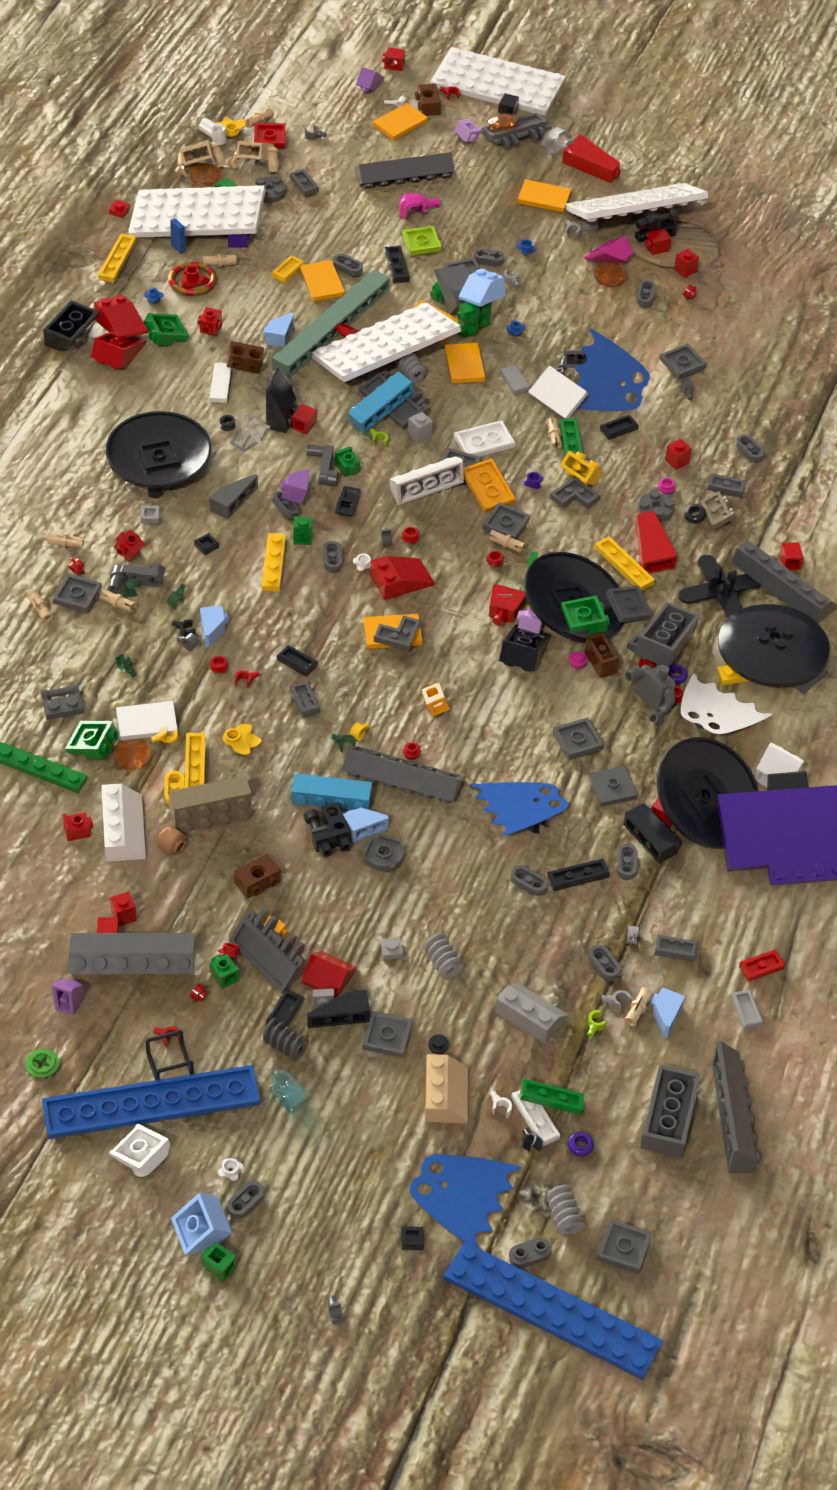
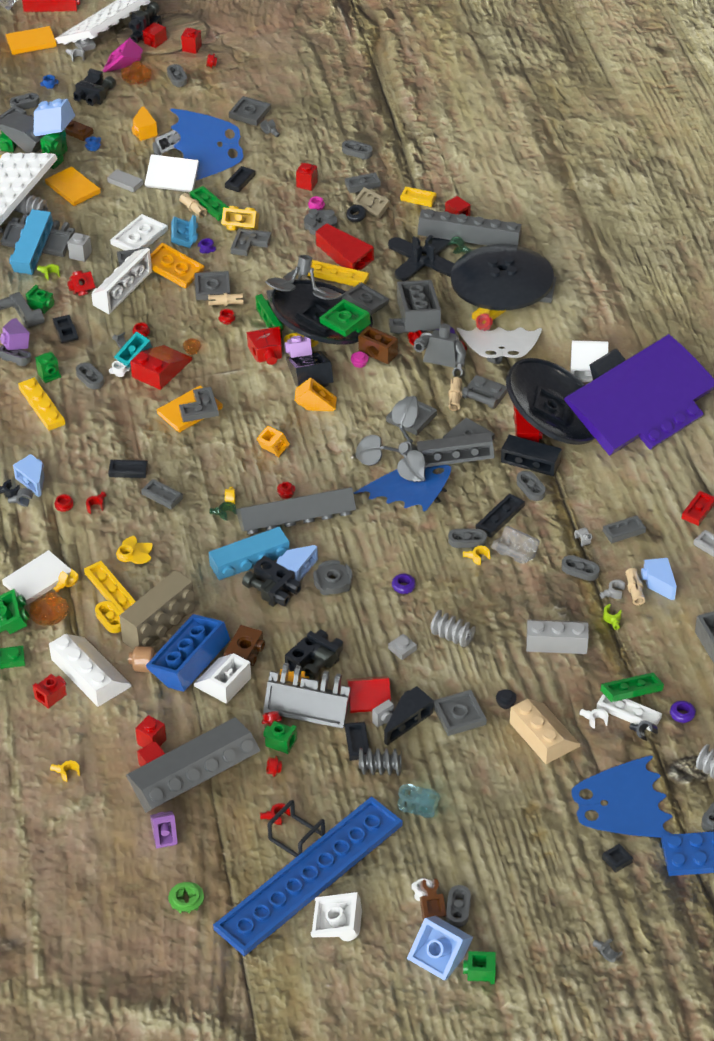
camera: 30 degrees left, 5 degrees down
(35, 899) = (68, 765): none -> yellow piece
(208, 854) = (189, 651): none -> blue slope
(220, 894) = (225, 677): none -> white slope
(224, 1184) = (432, 903): none -> reddish brown plate
(313, 908) = (315, 648): none -> black hips
(384, 548) = (133, 346): none -> teal slope
(399, 463) = (86, 280): none -> red brick
(440, 898) = (403, 578): none -> dark purple piece
(442, 572) = (191, 346): none -> clear orange plate
(506, 676) = (315, 397): none -> light orange slope
(512, 307) = (78, 130): none -> reddish brown plate
(522, 455) = (184, 231): none -> dark azure bracket
(525, 897) = (476, 552): none -> yellow piece
(532, 785) = (413, 464): none -> plant
(558, 271) = (93, 87): none -> black hips
(564, 910) = (516, 545): none -> clear bracket
(573, 330) = (144, 125): none -> light orange slope
(583, 792) = (457, 449): none -> dark grey brick
(584, 548) = (302, 269): none -> dark grey plant
(634, 738) = (455, 393): none -> tan pin
(662, 740) = (485, 391): none -> dark grey plate
(715, 681) = (484, 317): none -> red plate
(764, 593) = (460, 242): none -> clear green piece
(768, 524) = (418, 196): none -> yellow tile

